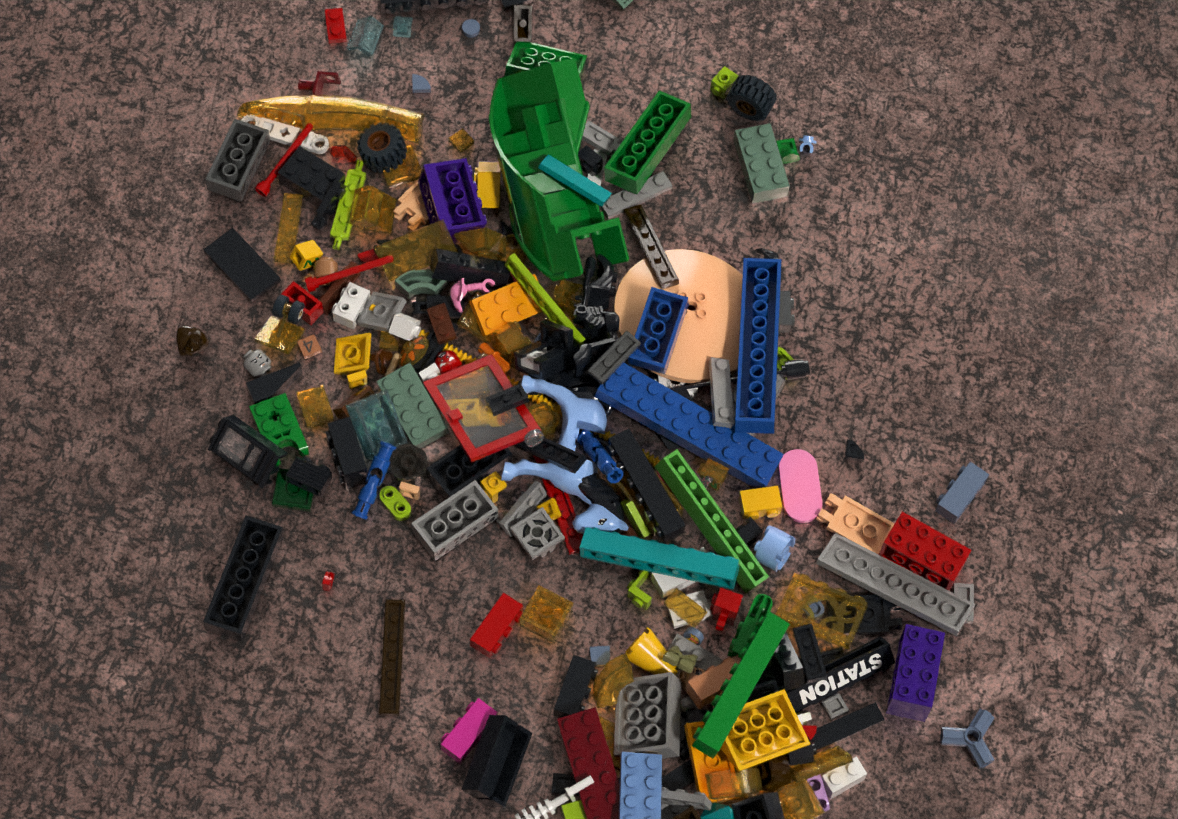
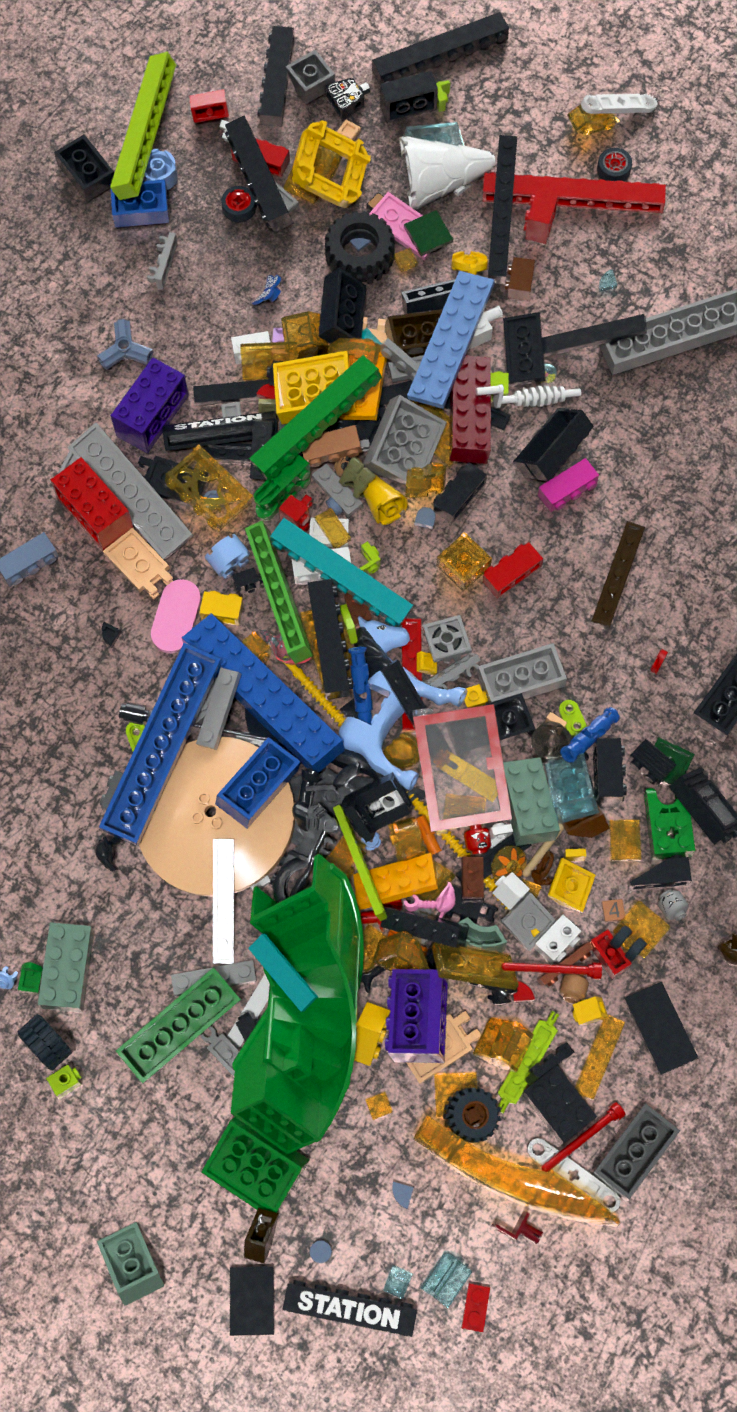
camera: 155 degrees left, 5 degrees up
(343, 151) = (513, 1133): clear red arm -> none
(506, 400) = (436, 760): black plate -> none
(614, 357) = (315, 761): dark grey tile -> none
(810, 653) = (238, 445): black tile -> none

